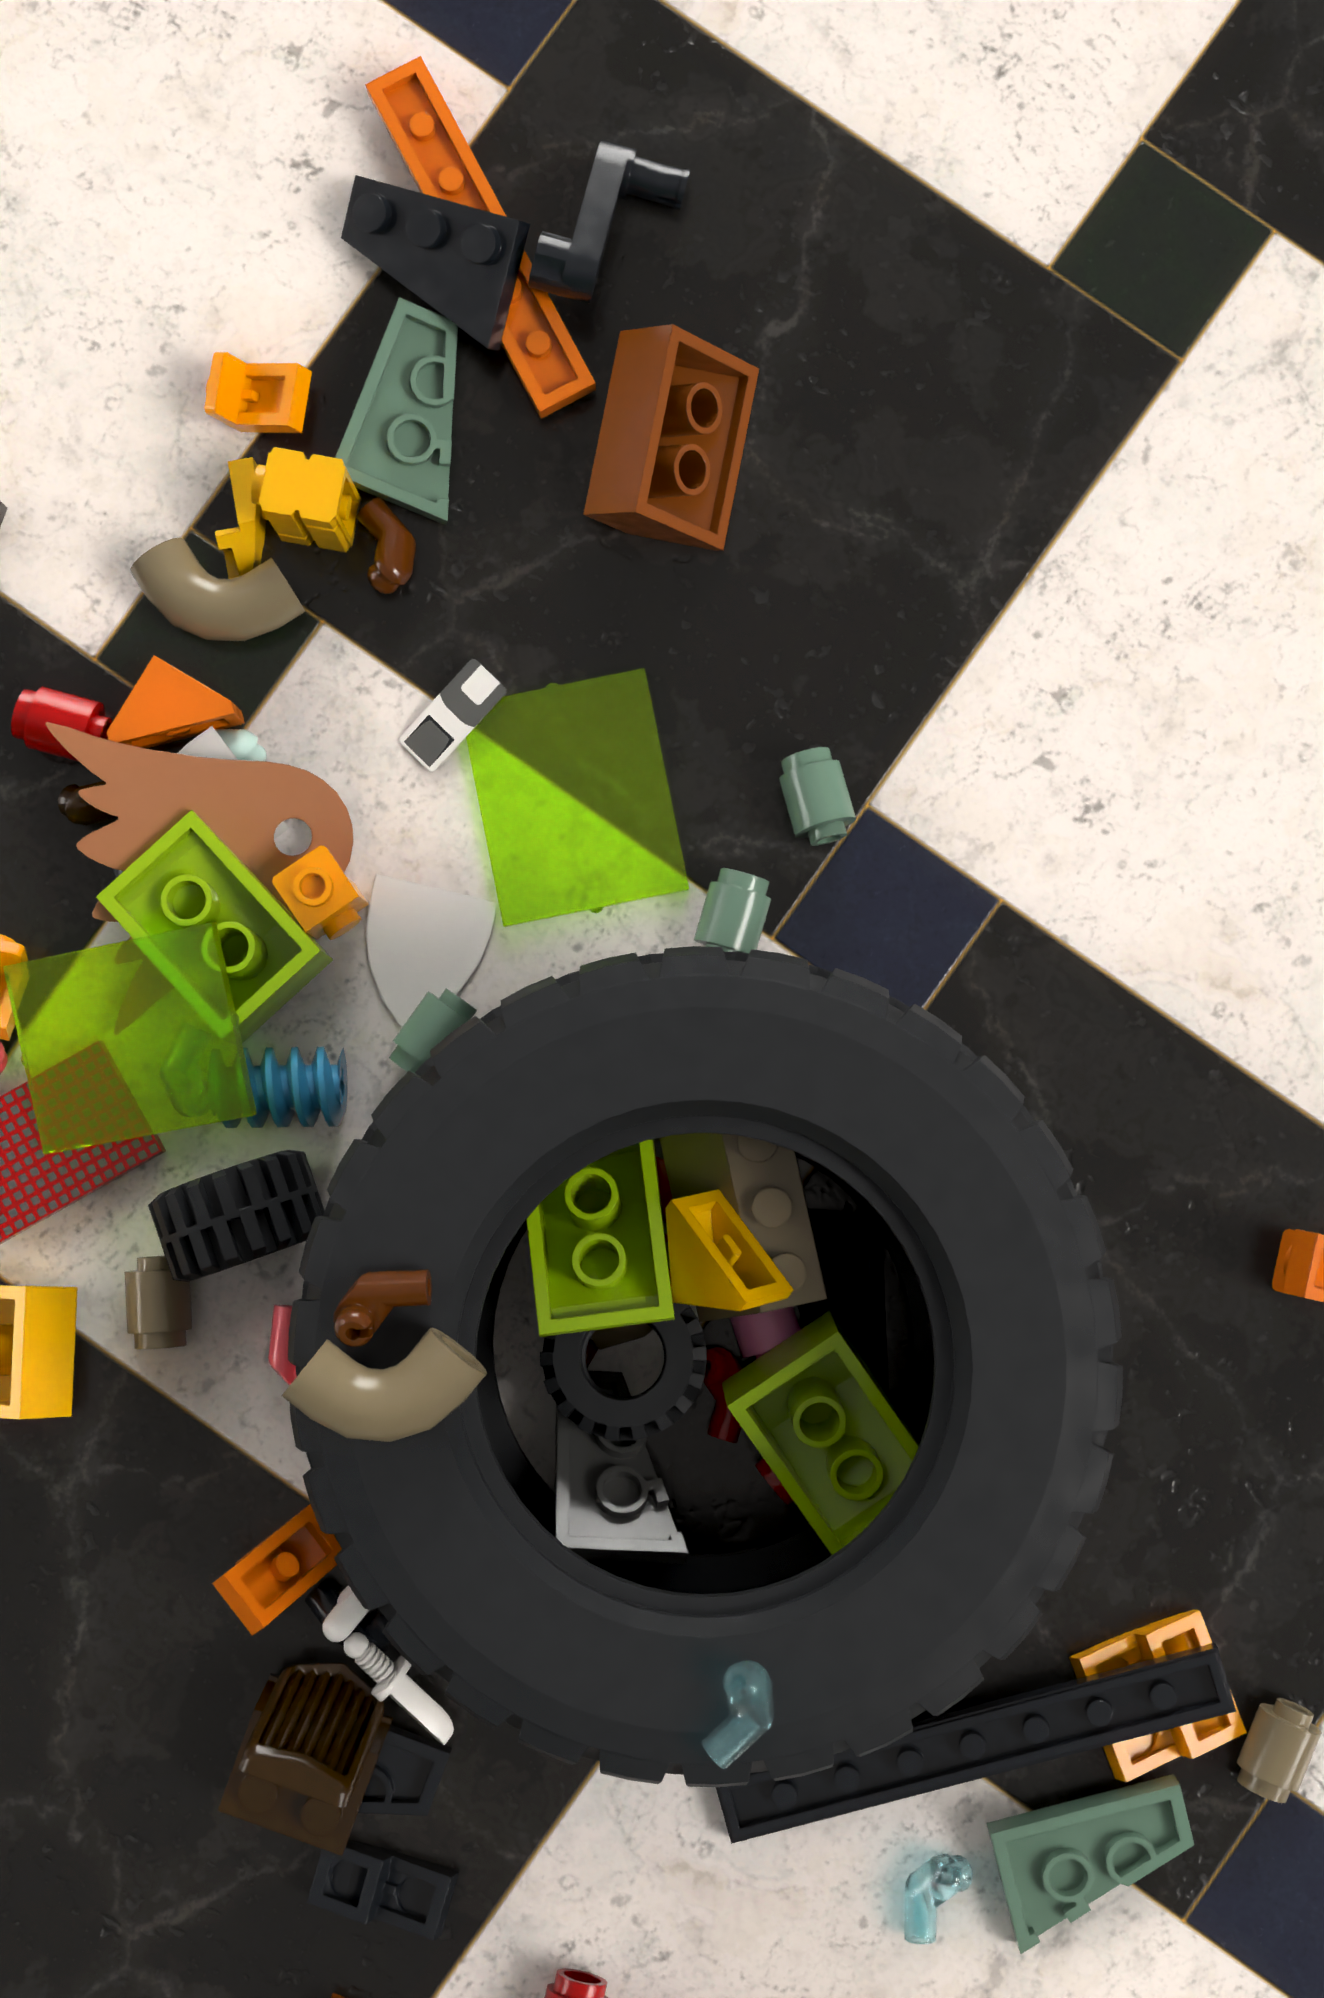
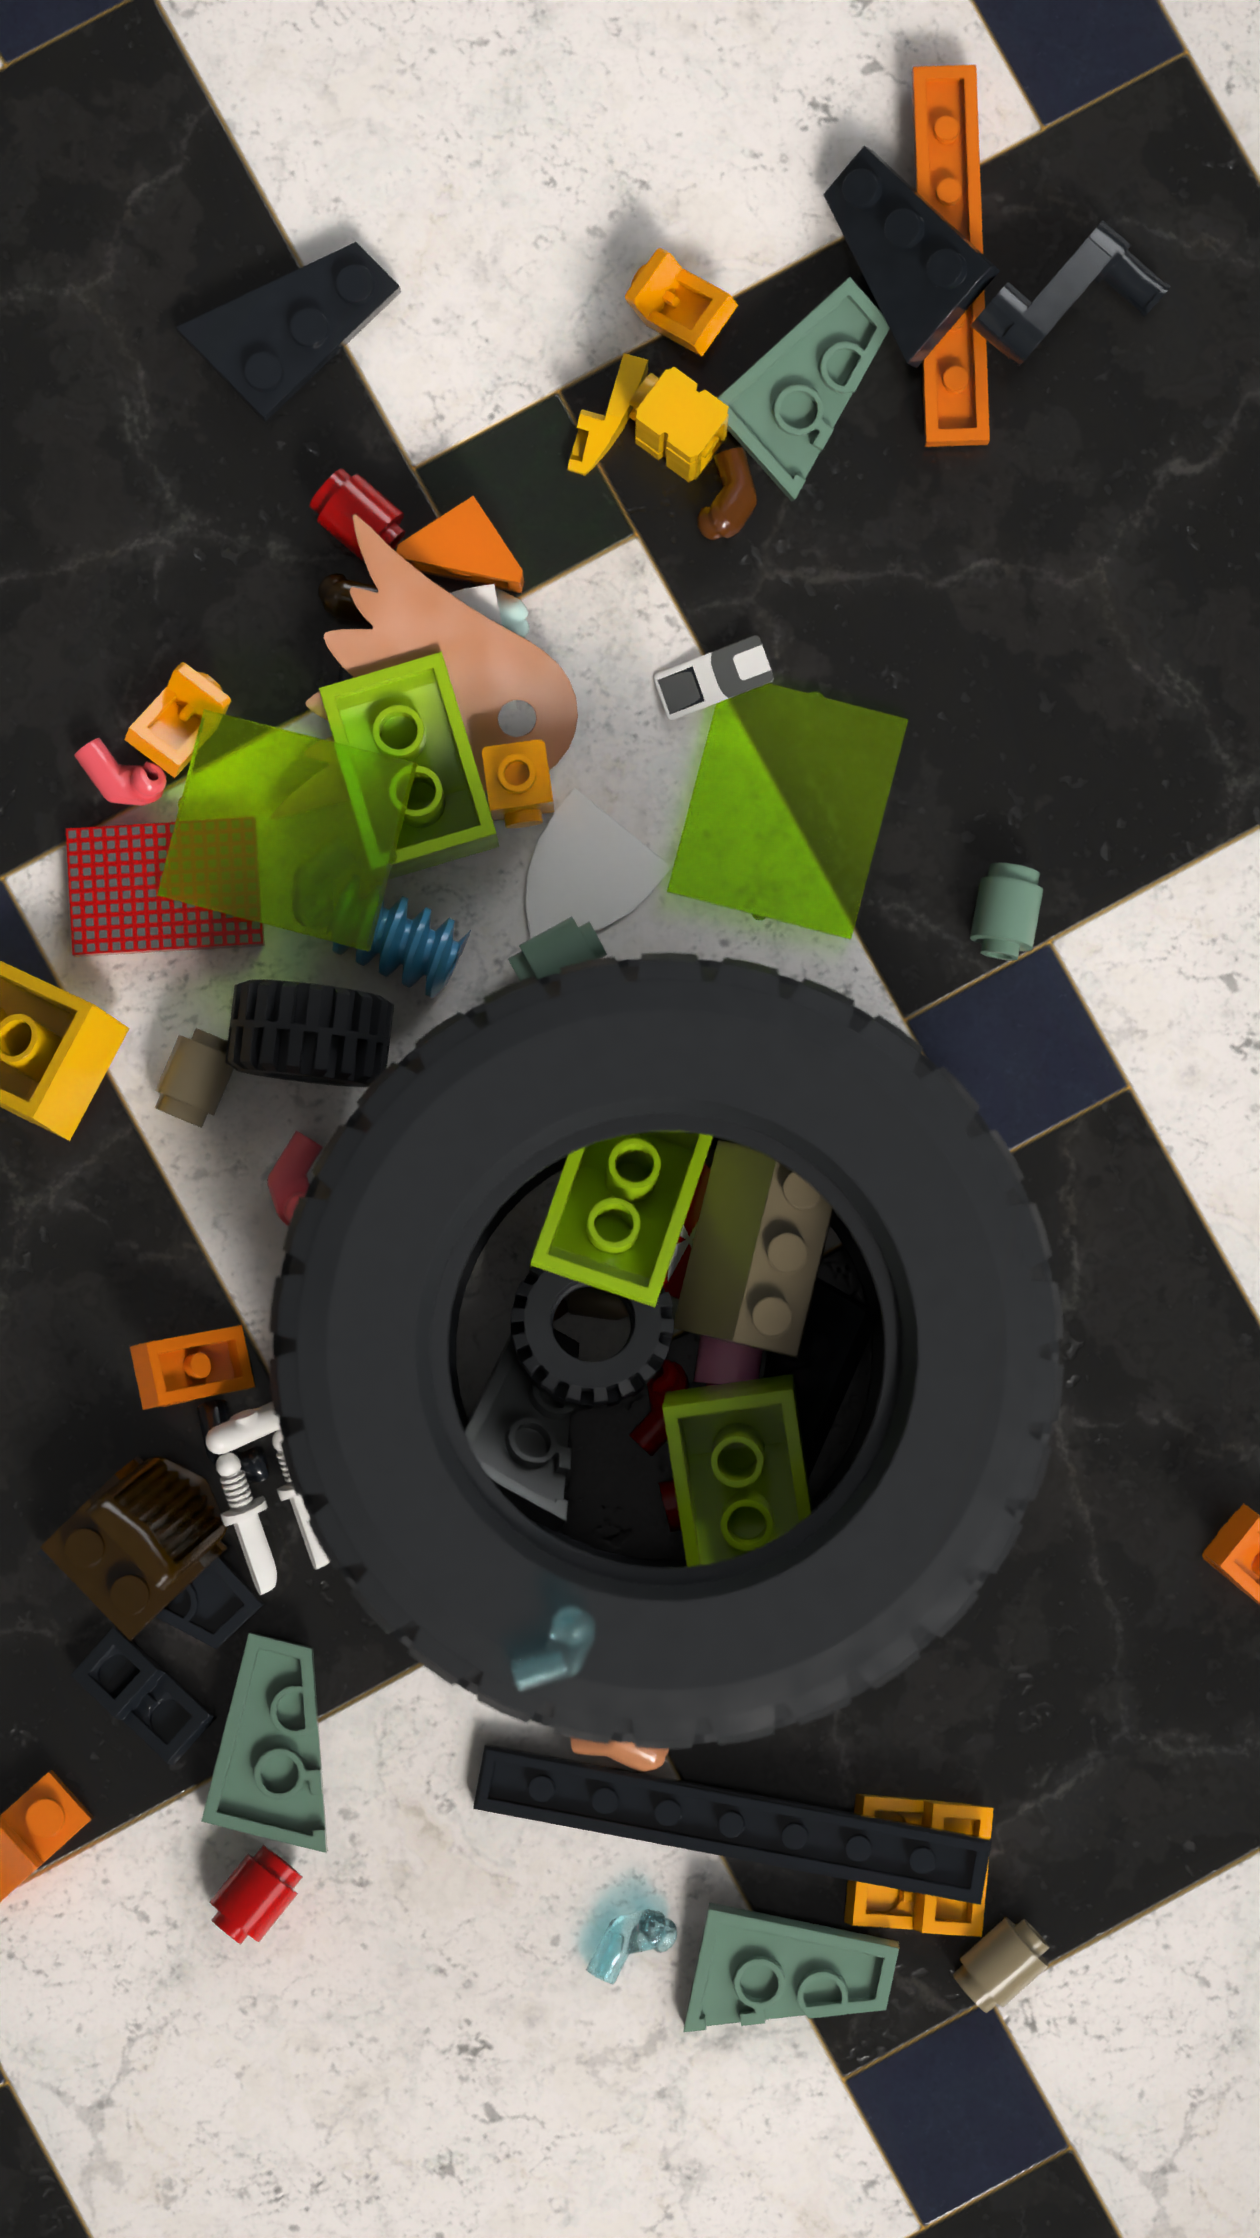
camera: 20 degrees right, 0 degrees up
(214, 606) = (544, 474): dark tan cylinder -> none
(372, 1300) = (415, 1152): reddish brown arm -> none
(390, 1400) = (389, 1244): dark tan cylinder -> none
(521, 1881) = (270, 1749): none -> sand green wing
(671, 438) = (1034, 523): dark orange slope -> none
(717, 1257) = (719, 1271): yellow slope -> none
(734, 912) = (882, 977): sand green brick -> none

